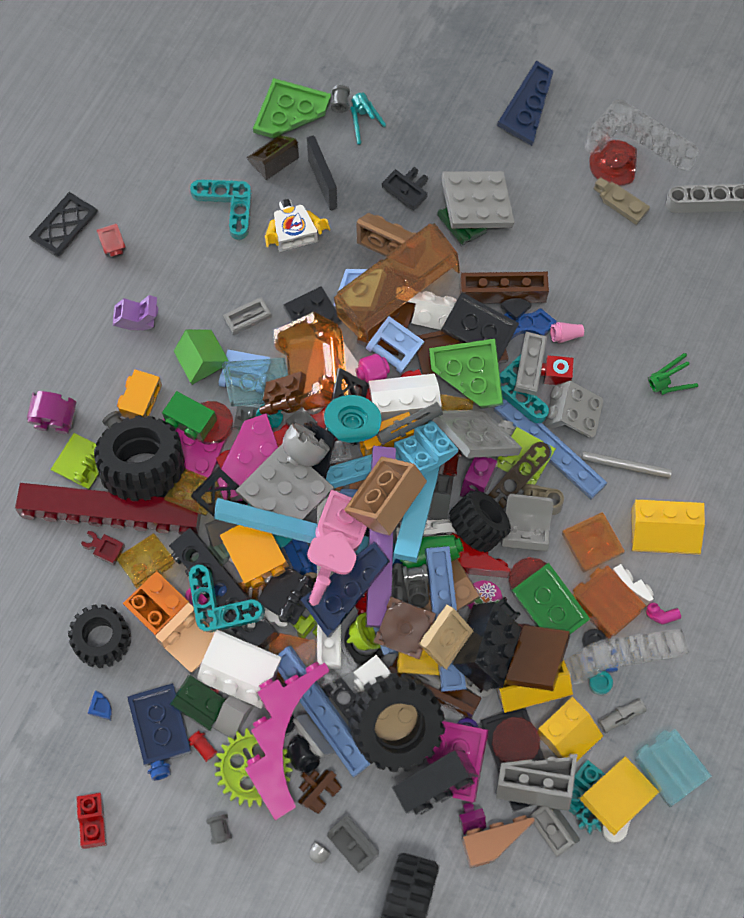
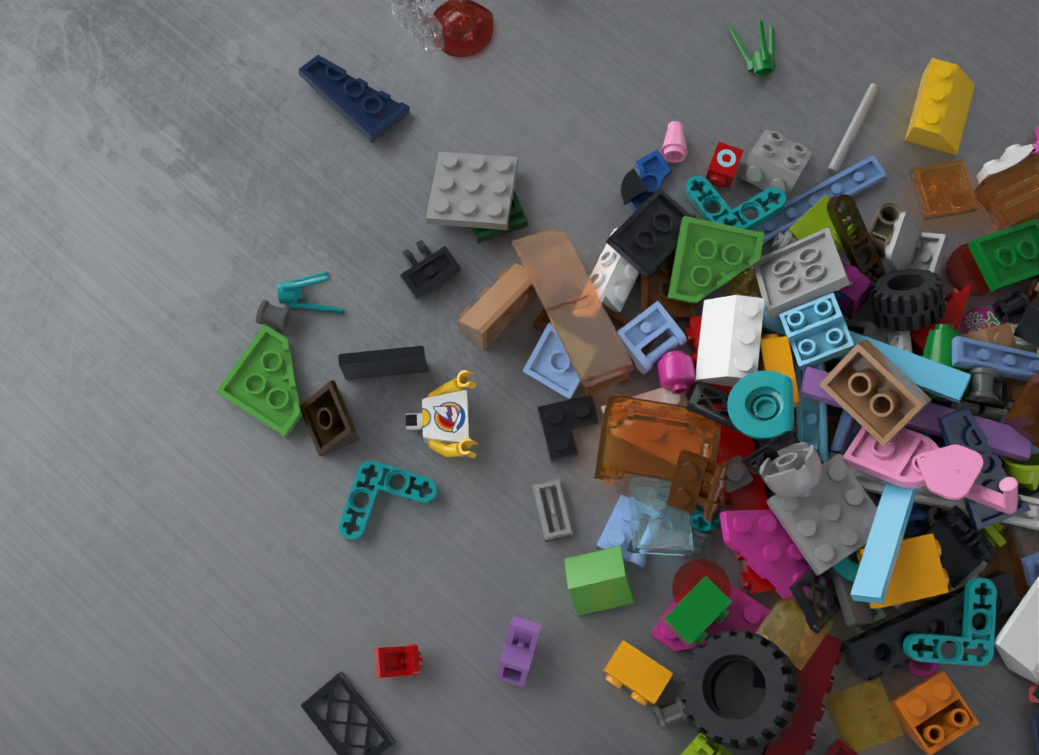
camera: 75 degrees left, 5 degrees up
(185, 639) = (983, 686): light nougat bracket -> none
(385, 435) = (780, 332): dark grey pin -> none
(501, 286) = (603, 192): reddish brown brick -> none
(530, 363) = (711, 190): light grey tile -> none
(621, 201) = (517, 34): dark tan hinge -> none

